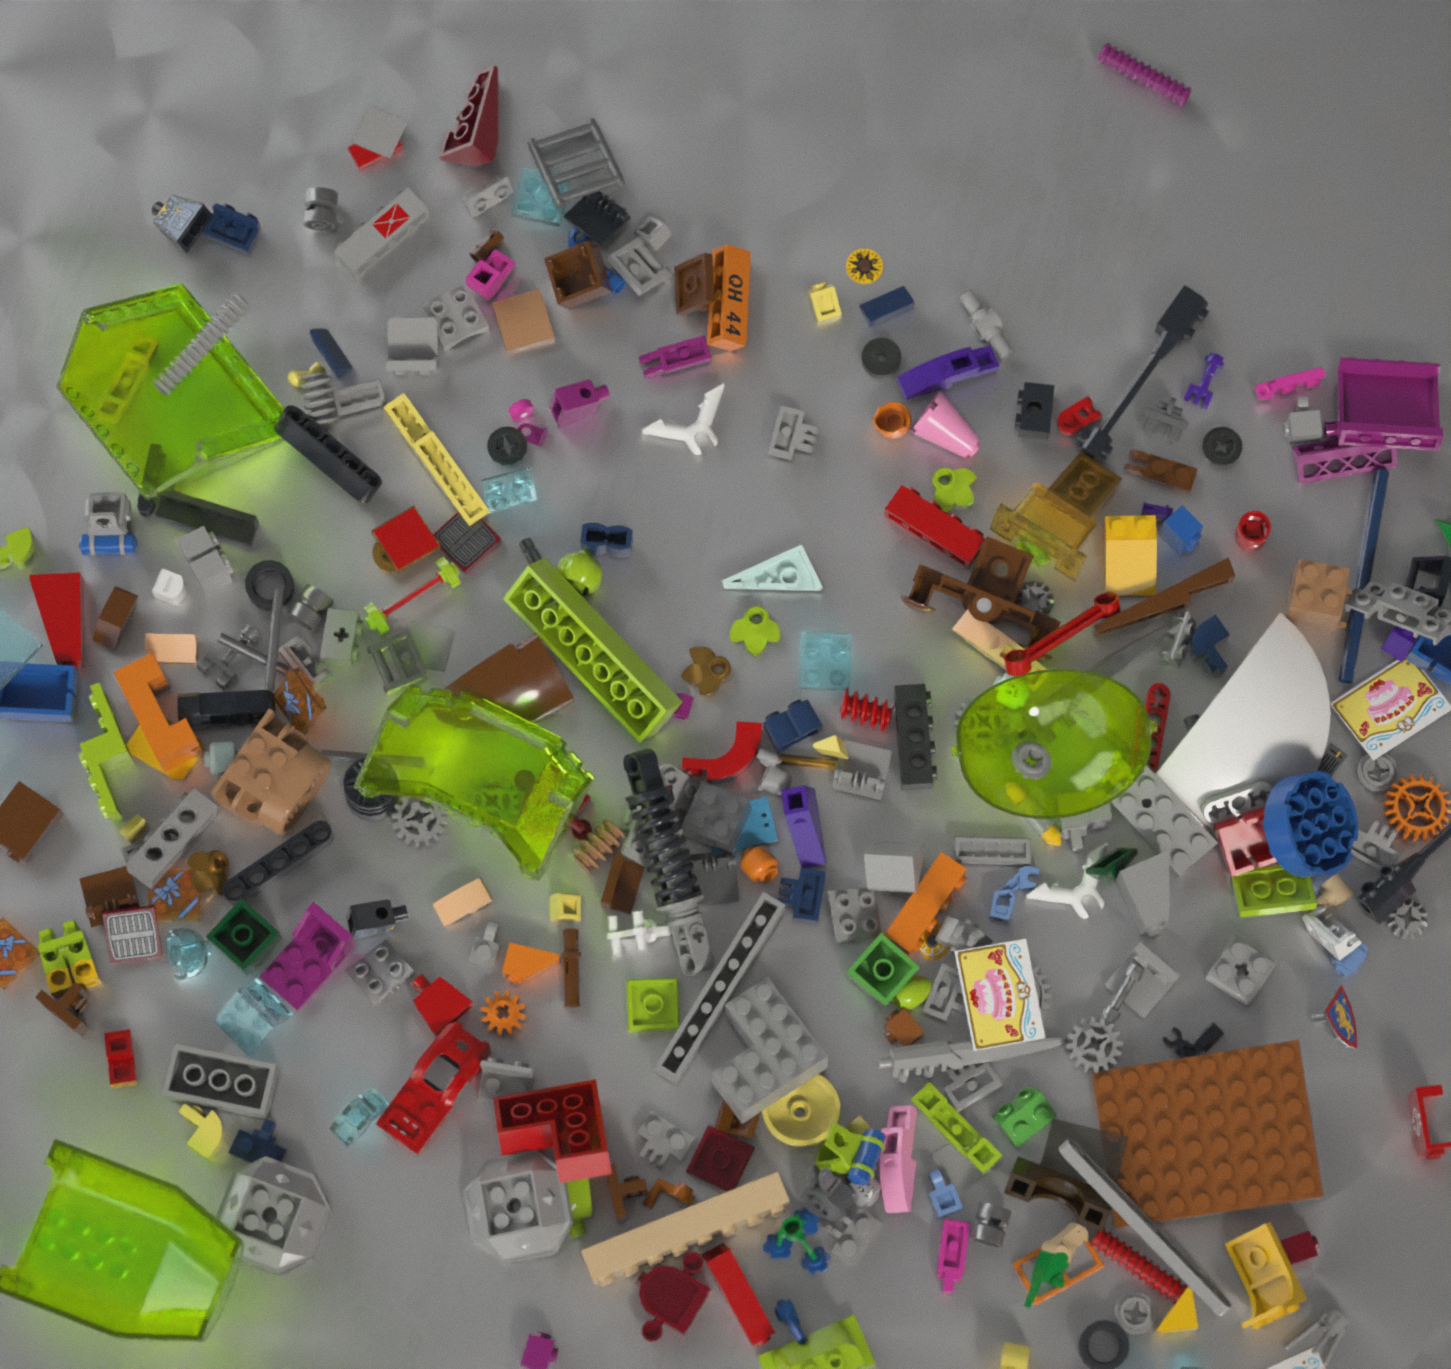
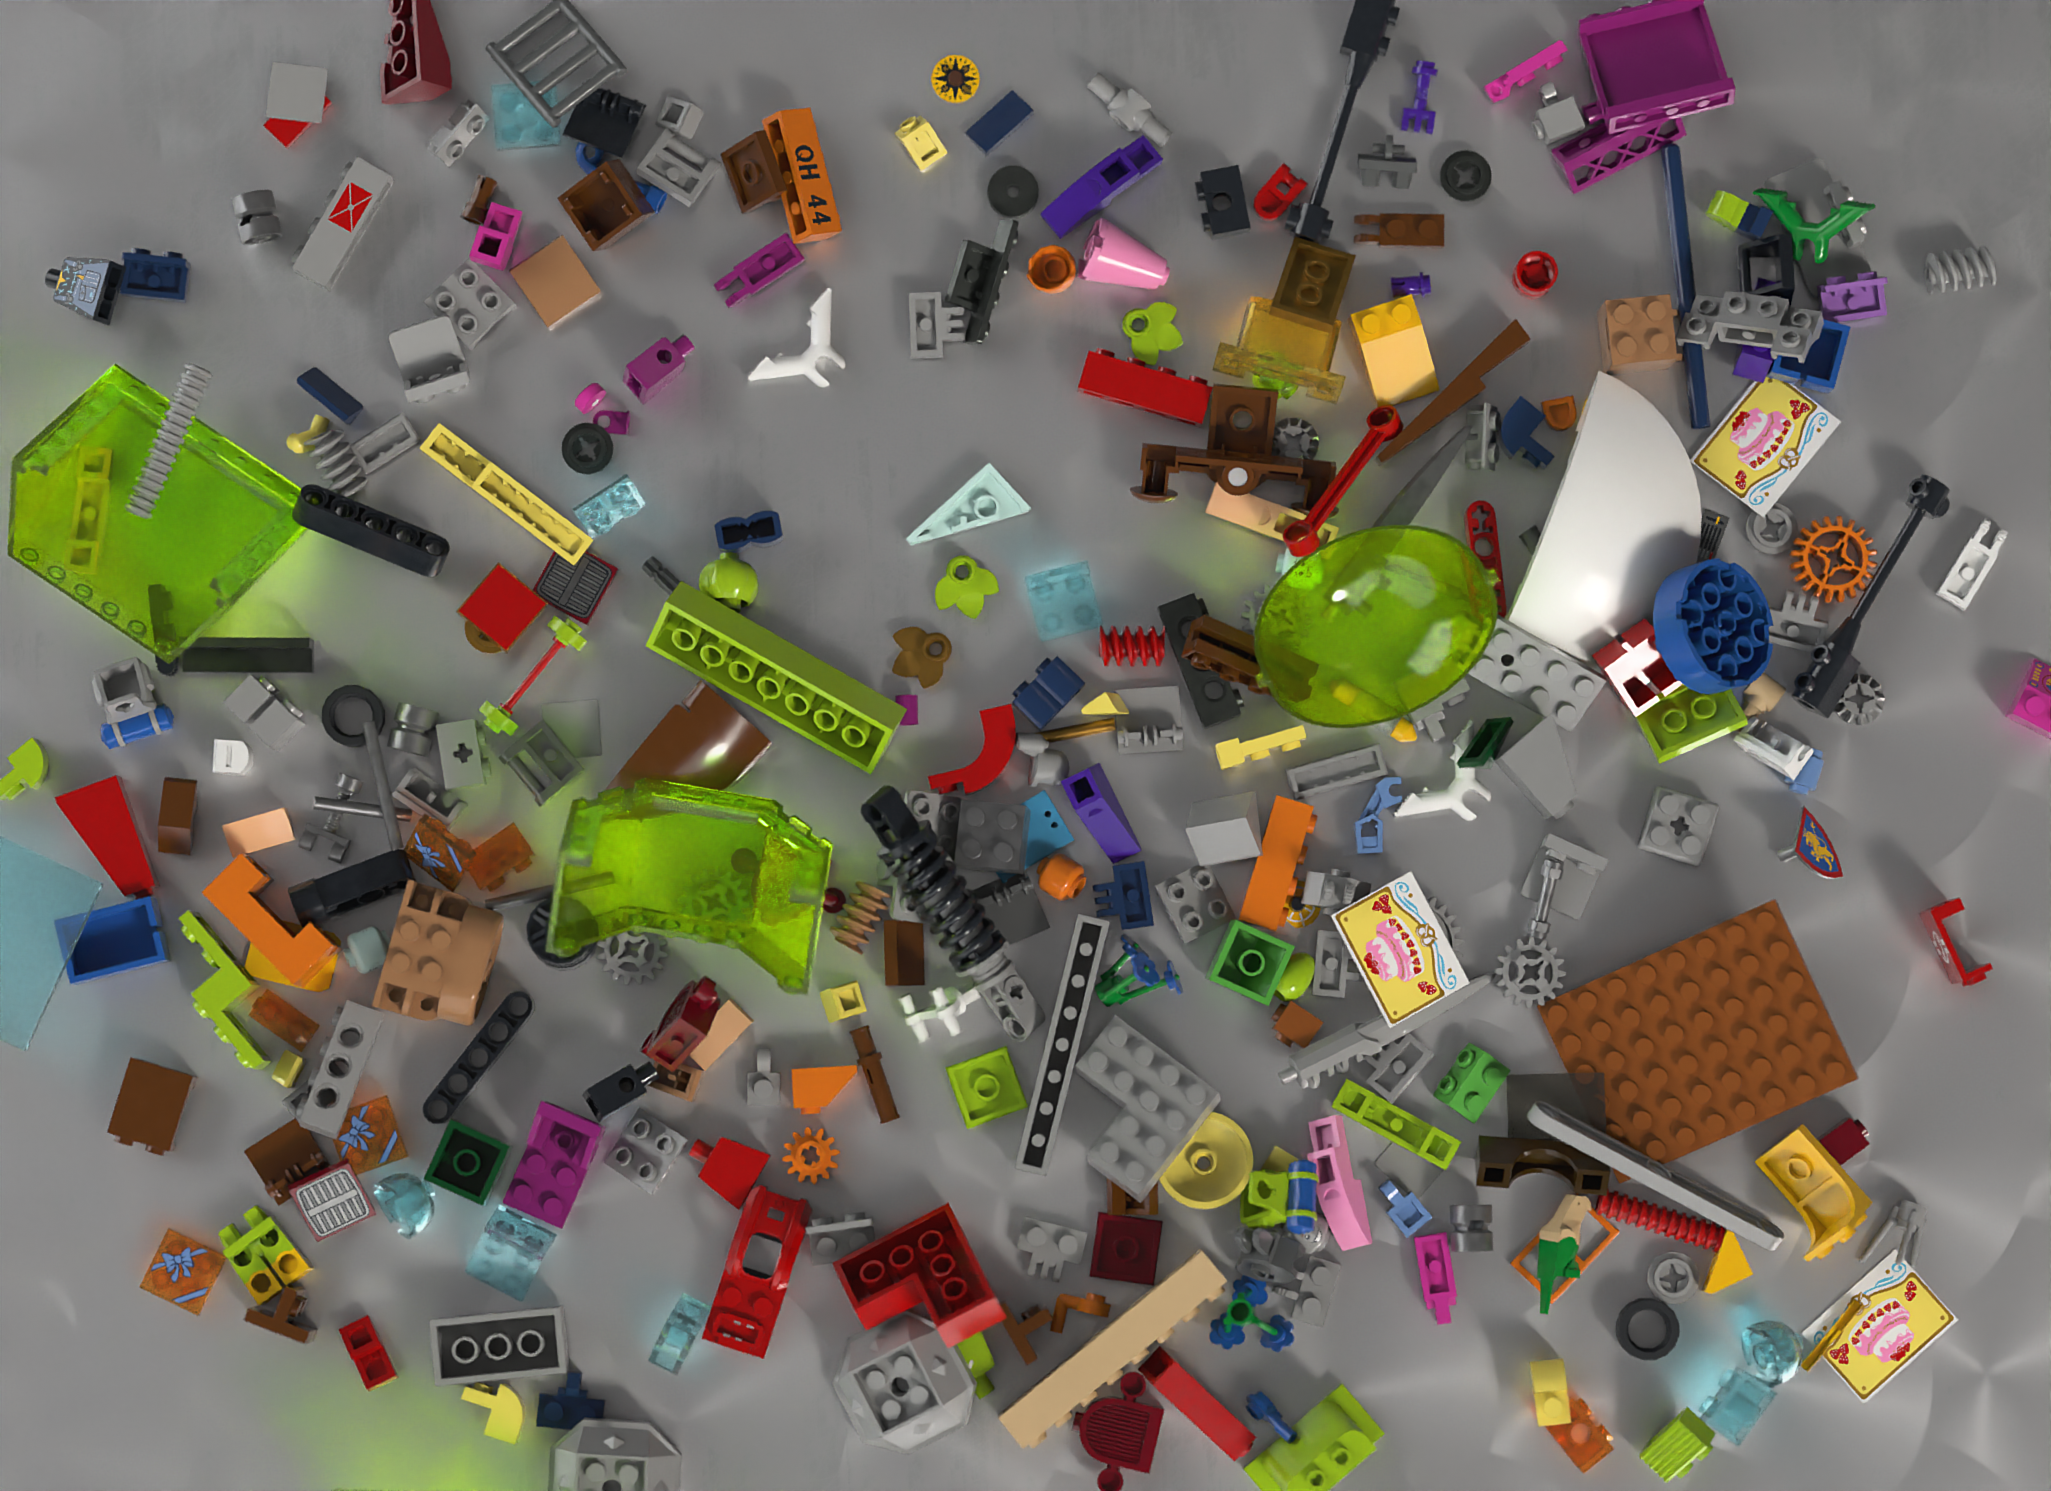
camera: 20 degrees left, 10 degrees up
(142, 791) = (283, 1020): none -> clear orange hinge
(206, 873) = (398, 1097): pearl gold plate -> none
(343, 722) = (499, 857): none -> clear orange bracket
(422, 925) = (681, 1083): none -> medium nougat slope
(440, 882) = (683, 1024): none -> dark red piece
(773, 959) = (1114, 988): none -> plant
(836, 409) = (978, 279): none -> pearl dark grey bracket
(917, 812) = (1232, 752): none -> light yellow plate
(936, 733) = (1224, 651): none -> reddish brown brick
(1036, 753) = (1355, 638): light grey gear -> none
(1181, 531) = (1449, 304): blue brick -> none
(1203, 1041) = (1659, 926): black bar -> none
(1241, 639) = (1559, 413): none -> orange tile
(1248, 806) = (1630, 625): light grey beam -> none
(1419, 535) = (1738, 215): none -> leg

